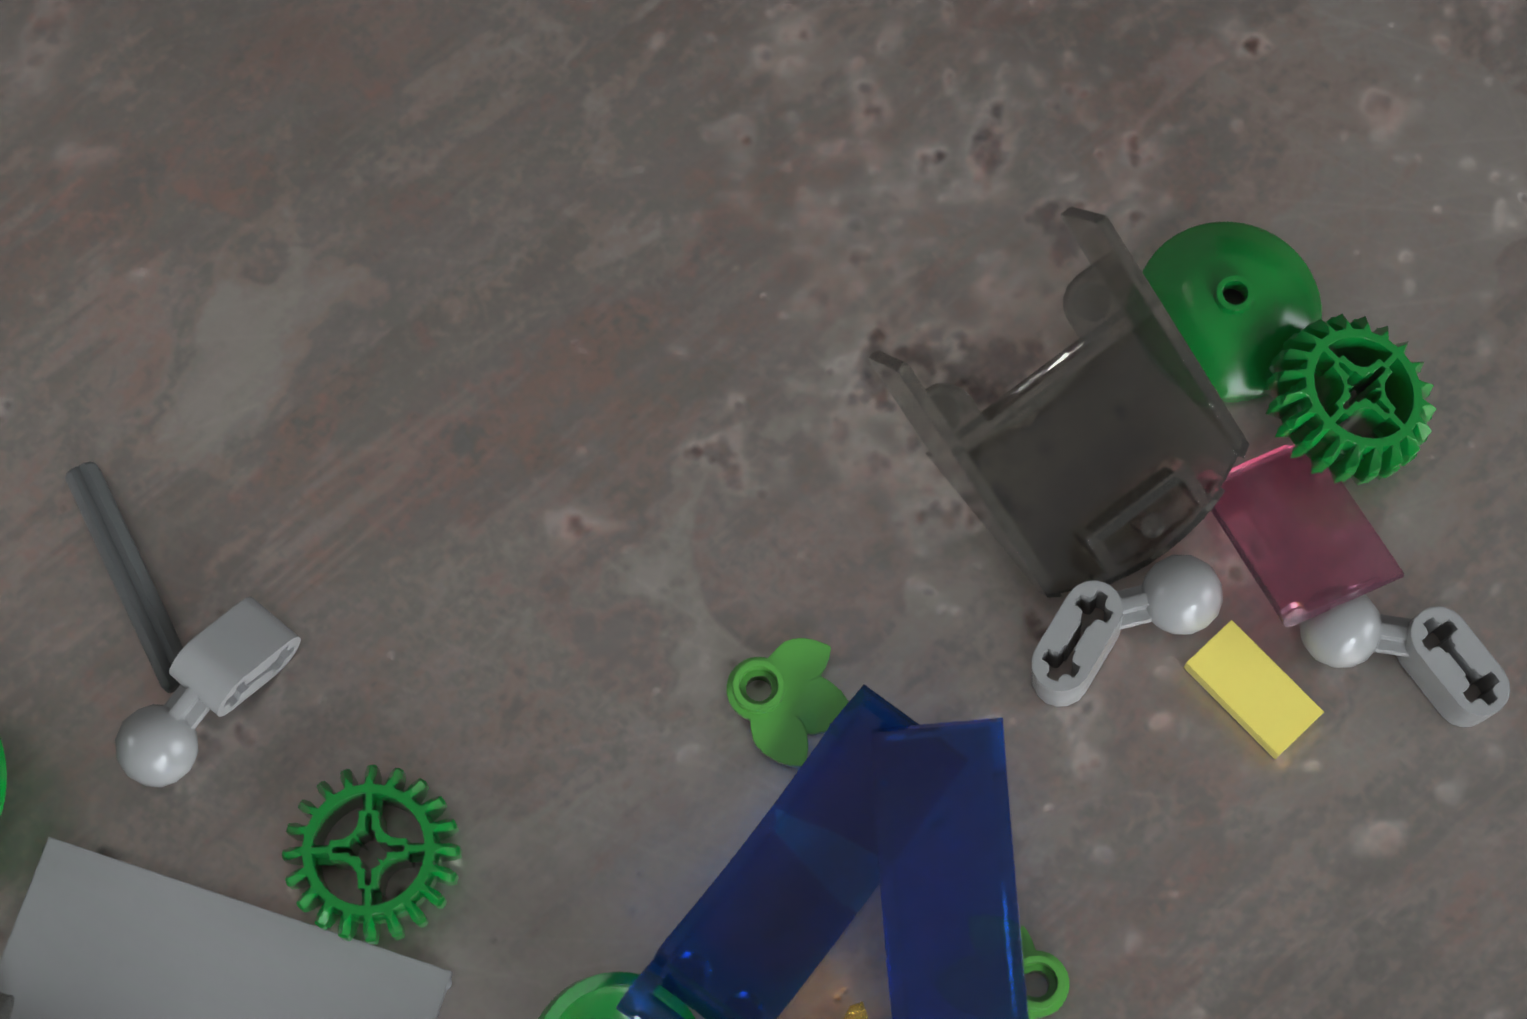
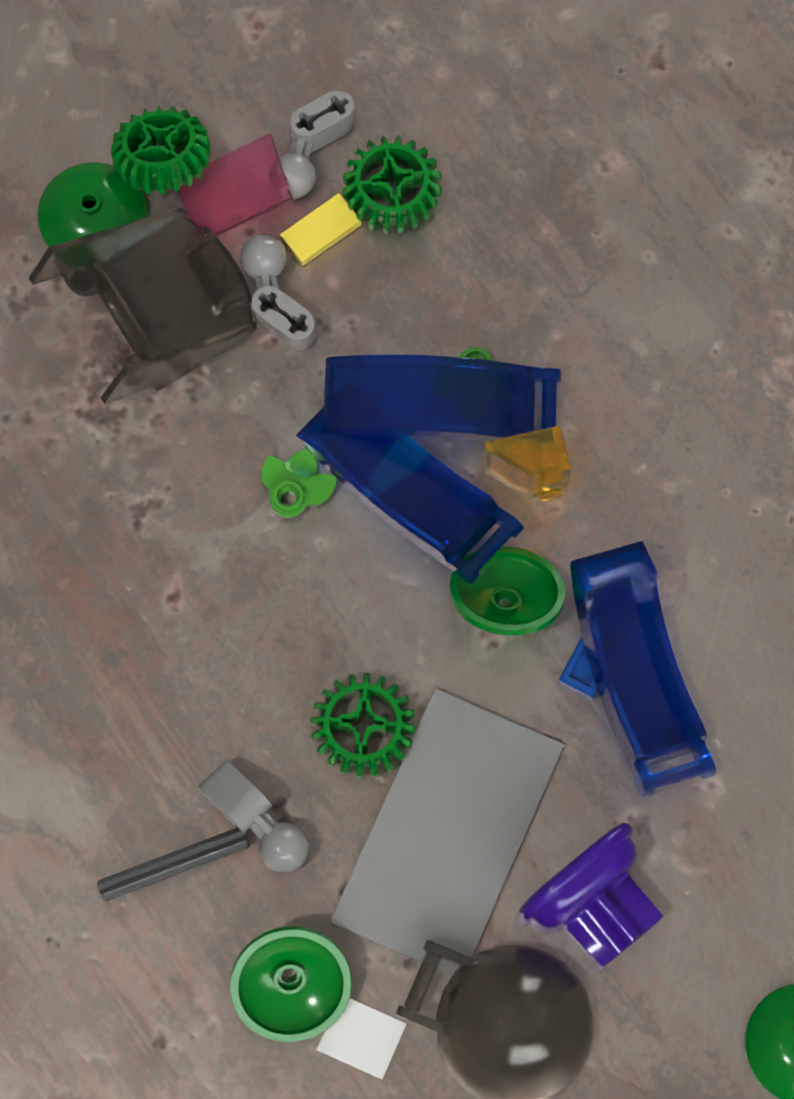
camera: 85 degrees left, 0 degrees up
(1345, 774) = (419, 176): none -> green gear

